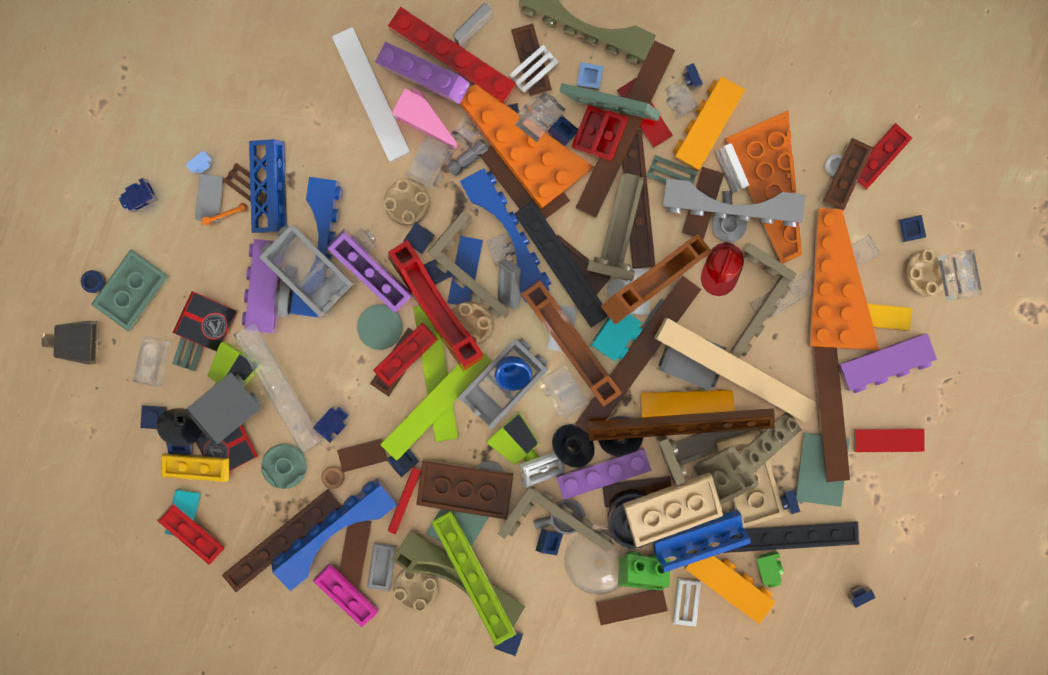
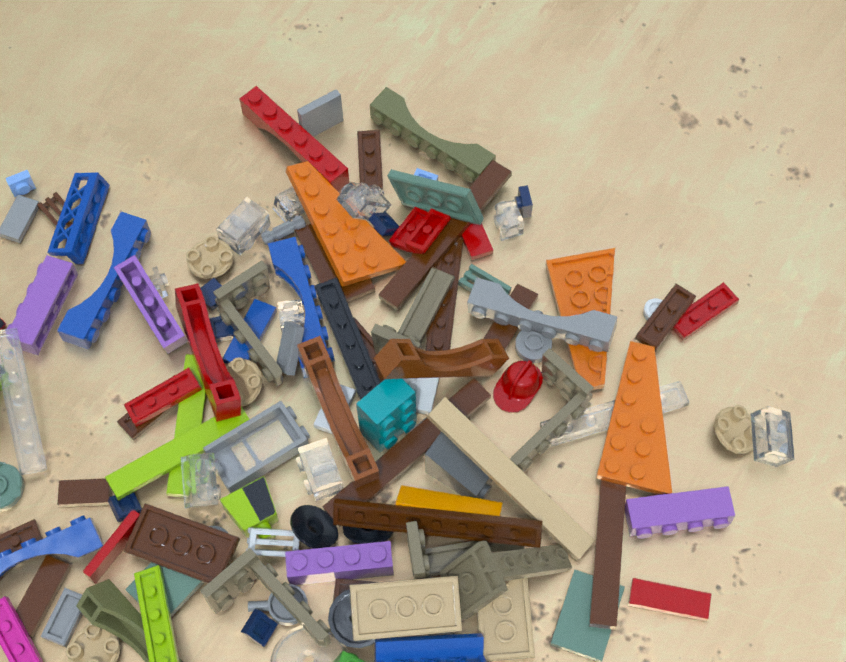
camera: 15 degrees right, 25 degrees down
(207, 220) = (7, 233): orange hinge -> none
(283, 300) = (57, 313): light grey piece -> none
(305, 269) = (87, 289): clear door -> none
(331, 423) = (62, 450): clear blue brick -> none
(333, 477) = (45, 509): medium nougat tile -> none
(371, 94) = (206, 162): white tile -> none
(379, 327) = (145, 368): sand green tile -> none
(418, 114) = (243, 179): bright pink slope -> none
(422, 72) = (260, 141): medium lavender brick -> none
(464, 429) = (200, 480): none -> clear brick
(512, 373) = (268, 435): blue piece -> none
(548, 55) = (368, 161): white tile -> none
(709, 123) = (531, 245): light orange brick -> none
(731, 168) = (546, 289): white tile -> none
(789, 501) = (543, 640): dark blue plate -> none
(890, 317) = (690, 468): yellow tile -> none
(911, 228) = (726, 386): dark blue tile -> none

